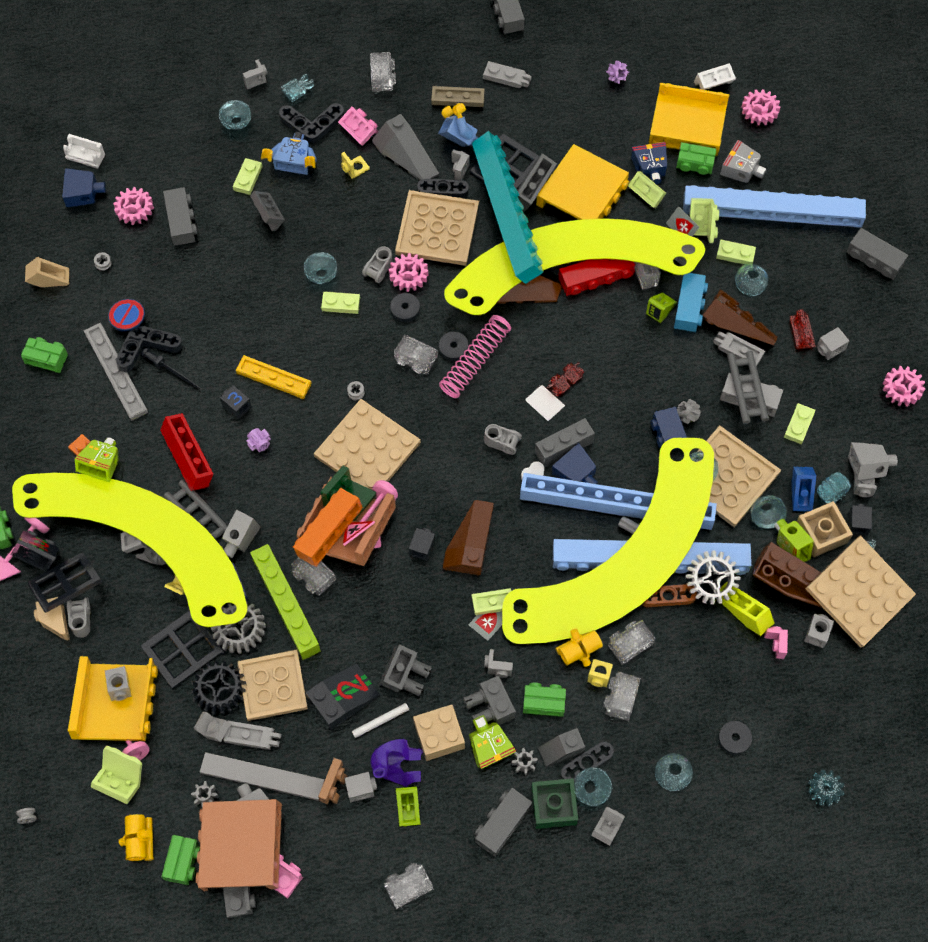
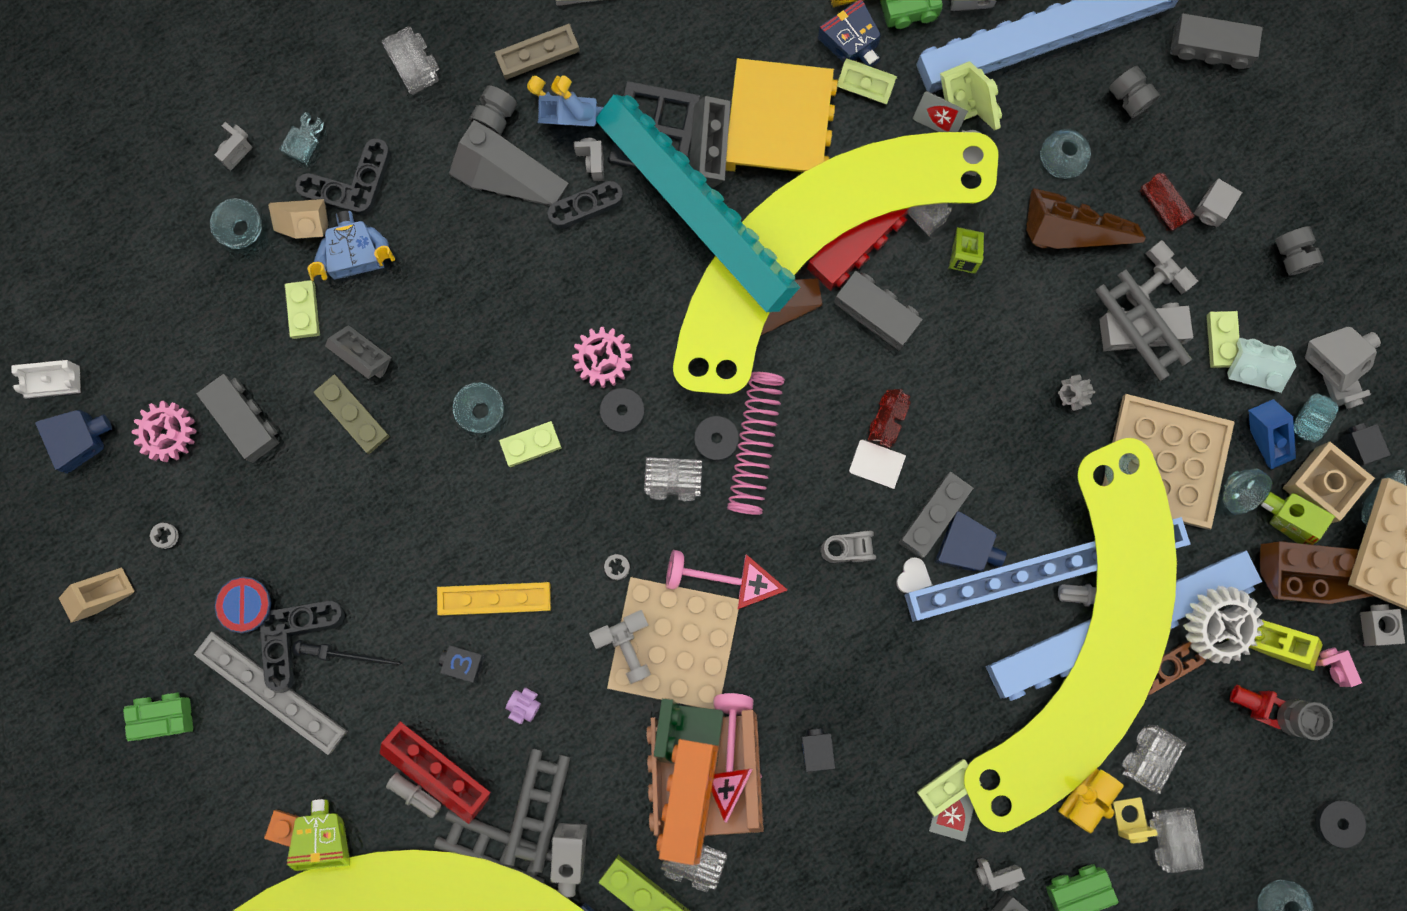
camera: 25 degrees left, 15 degrees up
(167, 461) = (413, 795): none -> light grey axle
(235, 490) = (546, 826): none -> dark grey bar
(245, 243) = (351, 414): none -> olive plate
(272, 126) = (299, 218): none -> tan slope
(337, 425) = (621, 635): none -> light grey bar
(348, 165) = (437, 232): light yellow bracket -> none
(357, 125) = (420, 160): bright pink bracket -> none
(376, 267) = (555, 367): light grey piece -> none
(416, 114) = (494, 109): none -> dark grey wheel
(432, 437) = (755, 581): none -> bright pink piece
(437, 227) = (608, 270): tan plate -> none
(469, 543) = (877, 718): reddish brown wedge -> none
(588, 315) = (878, 310): none -> dark grey brick
(667, 425) = (1062, 431): dark blue brick -> none
(690, 302) = (1005, 229): dark azure brick -> none
(716, 642) = (1259, 703): none -> red bracket
(732, 344) = (1096, 266): light grey hinge -> none
(736, 252) = (1028, 122): yellowish green plate -> none
(739, 659) = (1305, 719): none -> dark grey wheel
(781, 369) = (1166, 272): none -> light grey bar
(810, 260) = (1134, 91): none -> dark grey wheel
(814, 445) = (1262, 365): none -> light aqua bracket
(871, 390) = (1299, 251): none -> dark grey wheel
(901, 389) = (1348, 221): bright pink gear -> none

